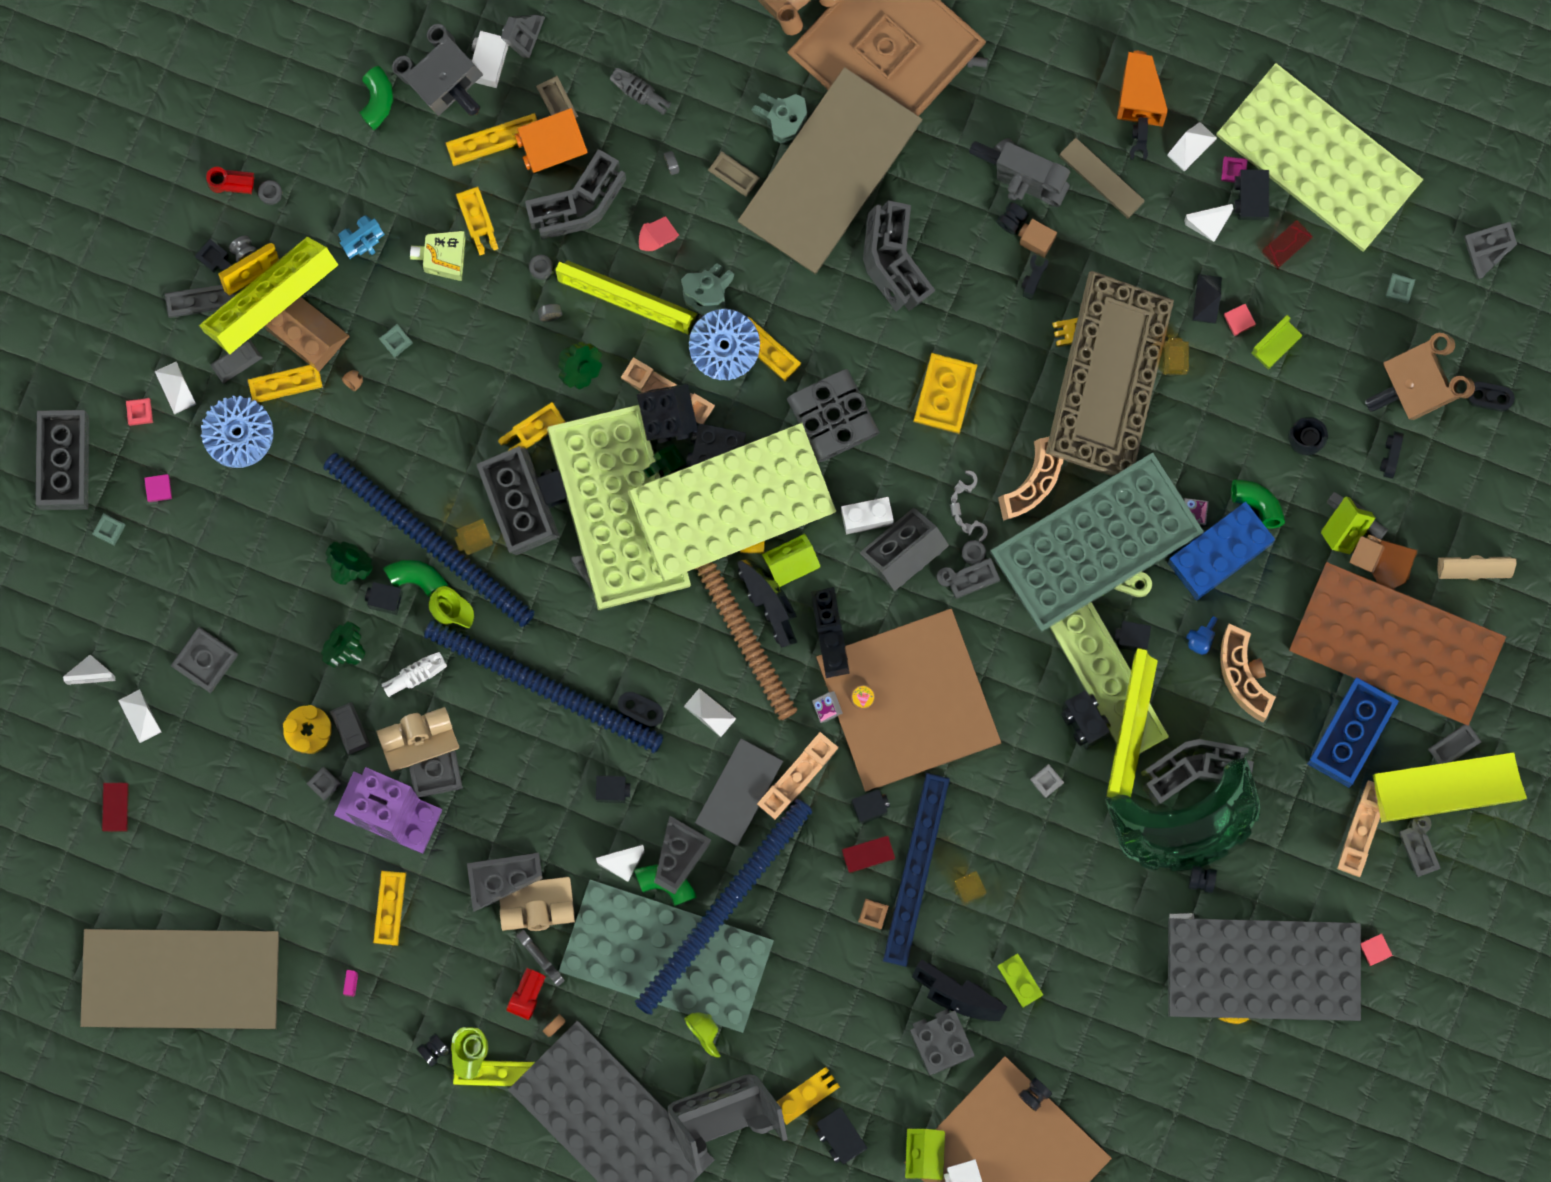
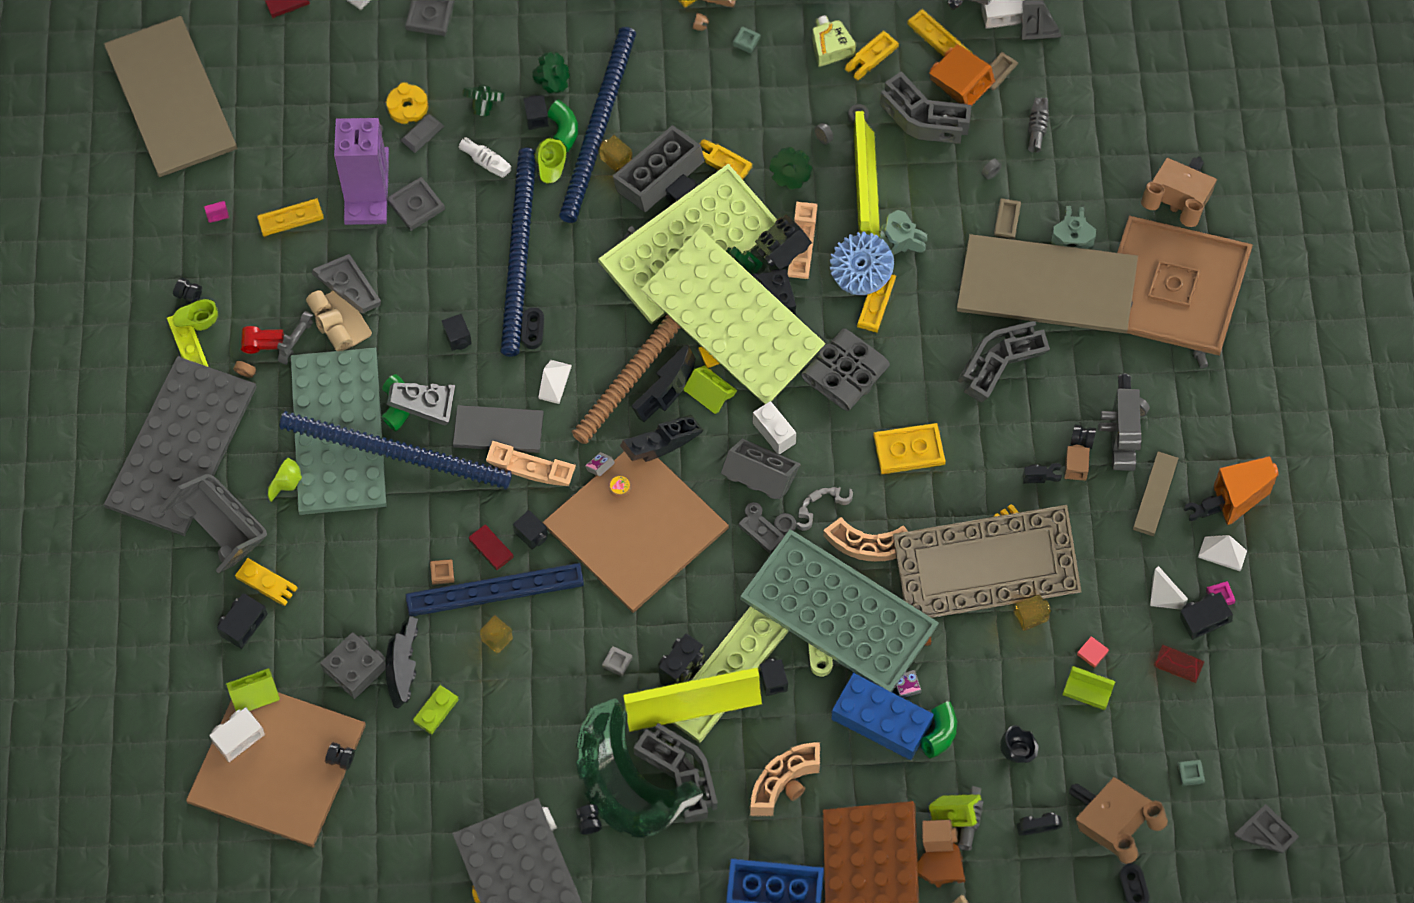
camera: 65 degrees right, 15 degrees down
(417, 739) = (434, 178): tan panel -> none
(622, 862) = (402, 365): white slope -> none
(656, 234) = (928, 183): coral tile -> none
(1201, 640) = (798, 734): blue piece -> none
(1207, 298) = (1097, 619): black slope -> none
(1319, 157) = (1269, 660): yellowish green plate -> none

